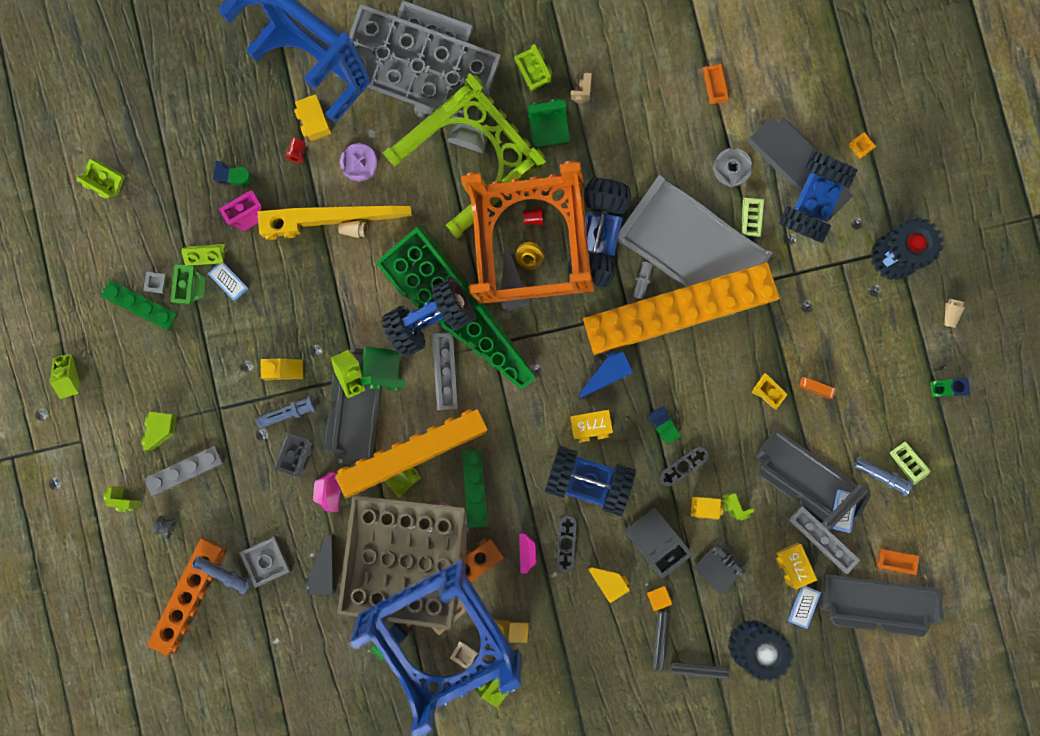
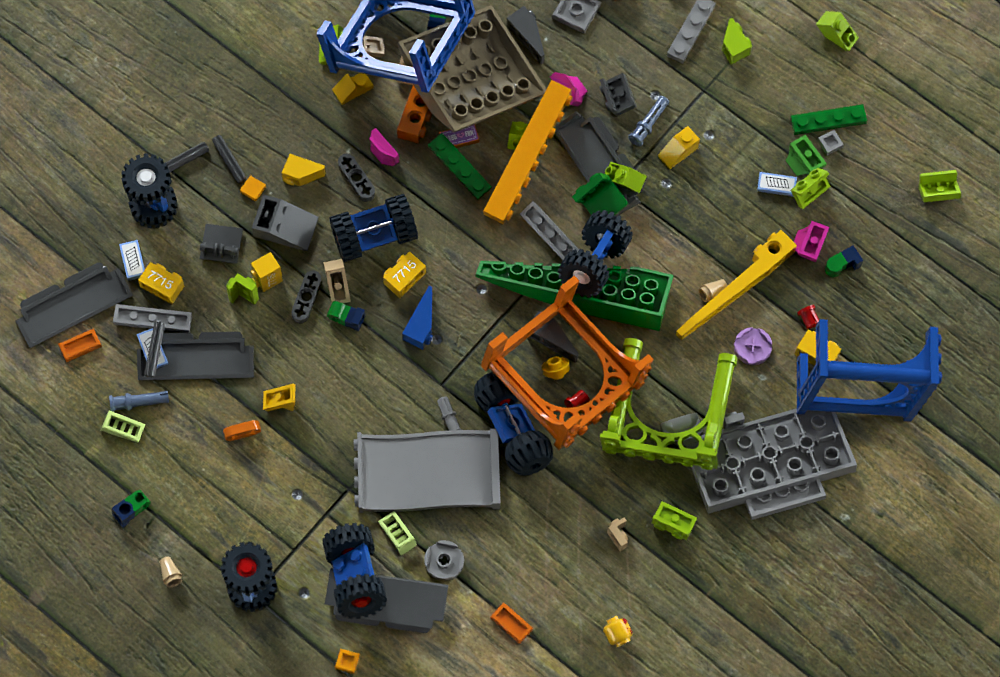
camera: 140 degrees right, 15 degrees down
(548, 123) = (624, 484): green bracket -> none
(642, 15) = (617, 631): none -> yellow head
(650, 460) = (337, 281): none -> tan slope
(681, 308) = (400, 411): light orange plate -> none

